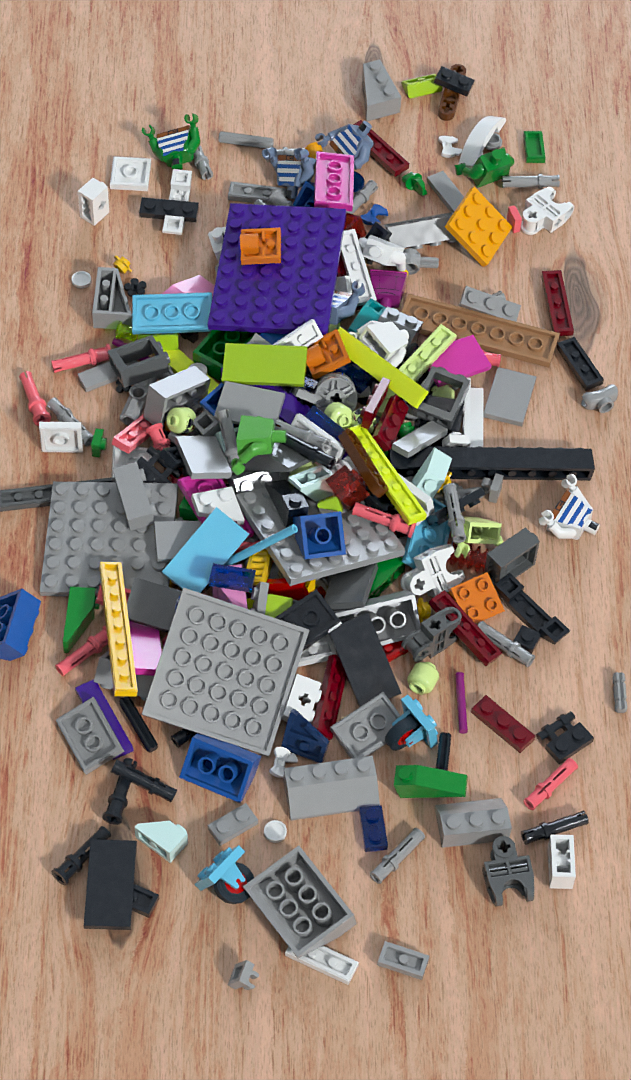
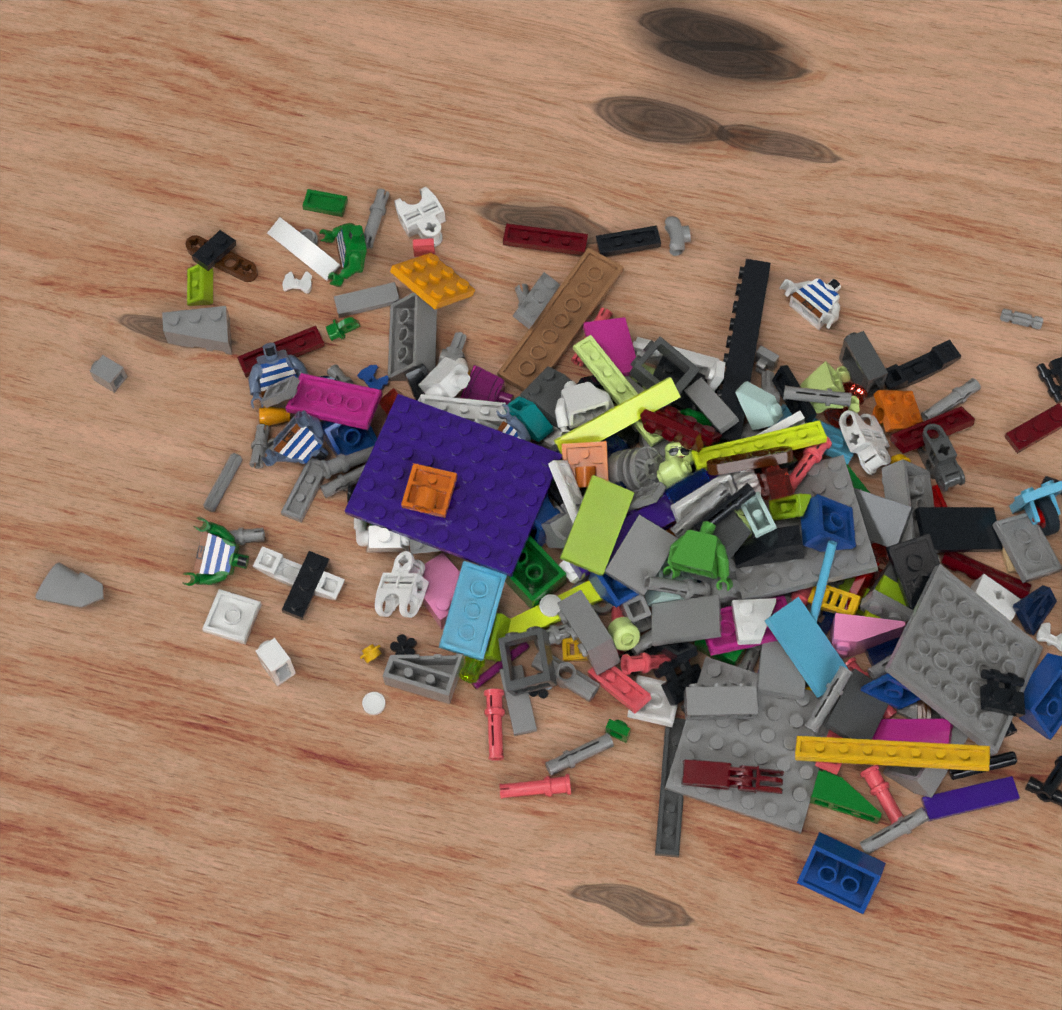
camera: 70 degrees left, 10 degrees up
(59, 659) = (902, 826): none -> light grey pin
(61, 437) = (609, 766): white tile -> none
(70, 513) = (723, 776): none -> dark red arm
(89, 735) = (991, 816): light grey tile -> none
(124, 67) = (69, 588): none -> light grey panel
(164, 577) = (828, 699): none -> light grey pin
(190, 268) = (402, 587): none -> white piece
(194, 709) = (1005, 699): none -> black plate
(232, 577) = (858, 624): clear blue plate -> none
(317, 46) = (108, 373): none -> light grey brick
(330, 146) = (280, 391): none -> light grey plate
(423, 678) = (978, 483): yellowish green head -> none
(461, 702) = (1014, 459): magenta bar -> none
(509, 396) = (651, 315): light grey tile -> none
(528, 638) = (946, 380): black plate -> none

